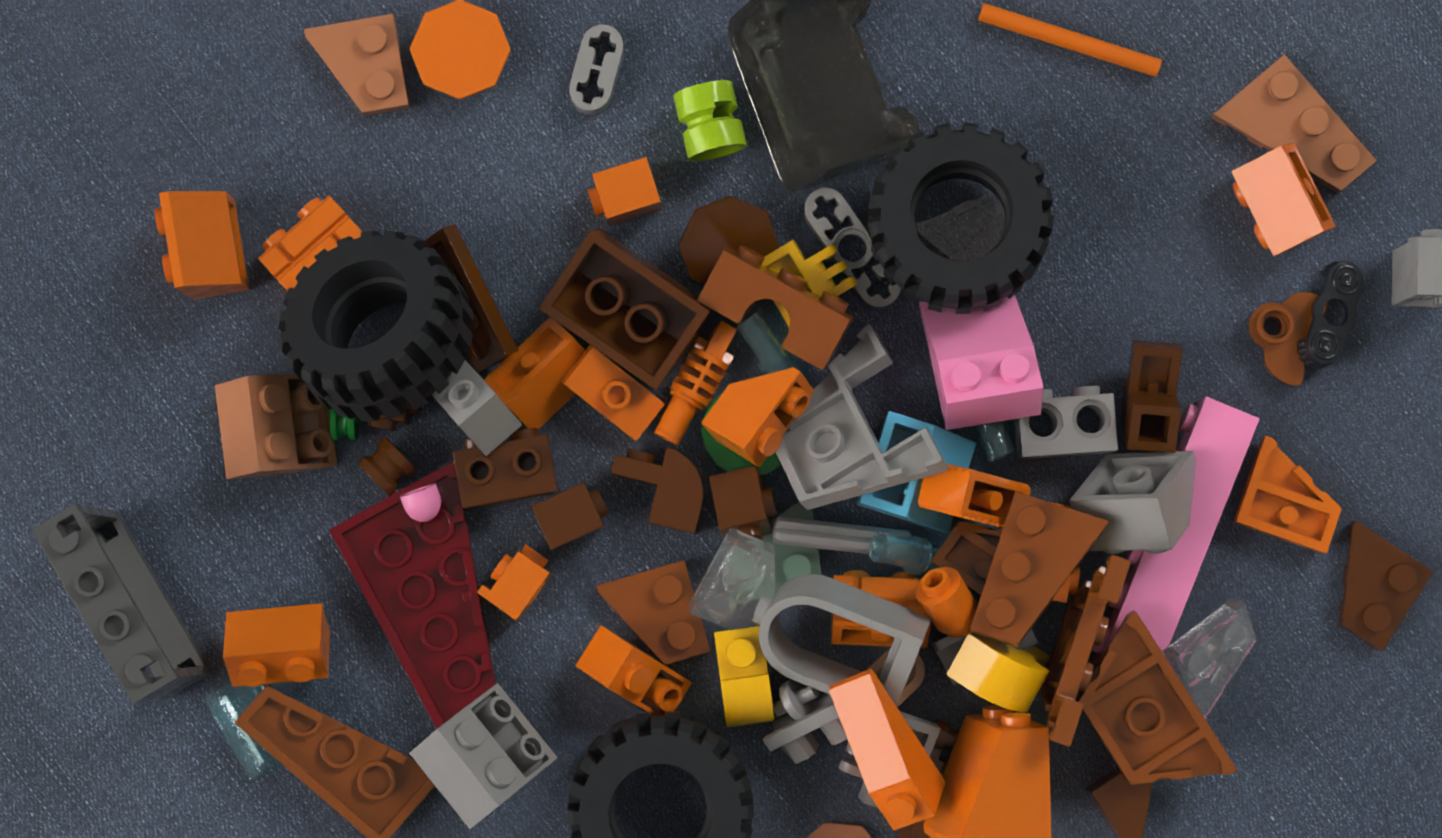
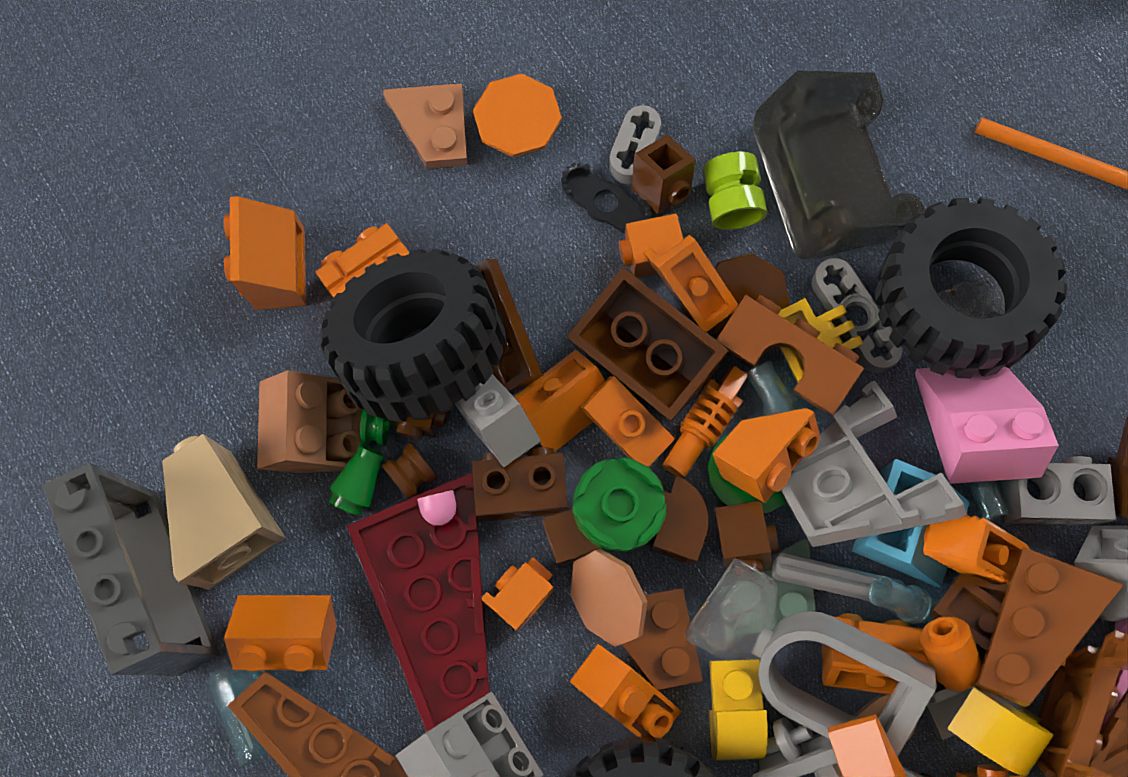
camera: 10 degrees right, 10 degrees down
(190, 530) = (213, 514): none -> tan slope
(333, 482) = (356, 482): none -> green cone
(542, 126) = (583, 187): none -> black piece
(606, 578) = (608, 597): none -> nougat piece
(609, 484) = (619, 504): none -> green tile
(629, 110) = (663, 174): none -> reddish brown brick
(669, 239) = (694, 283): none -> orange panel

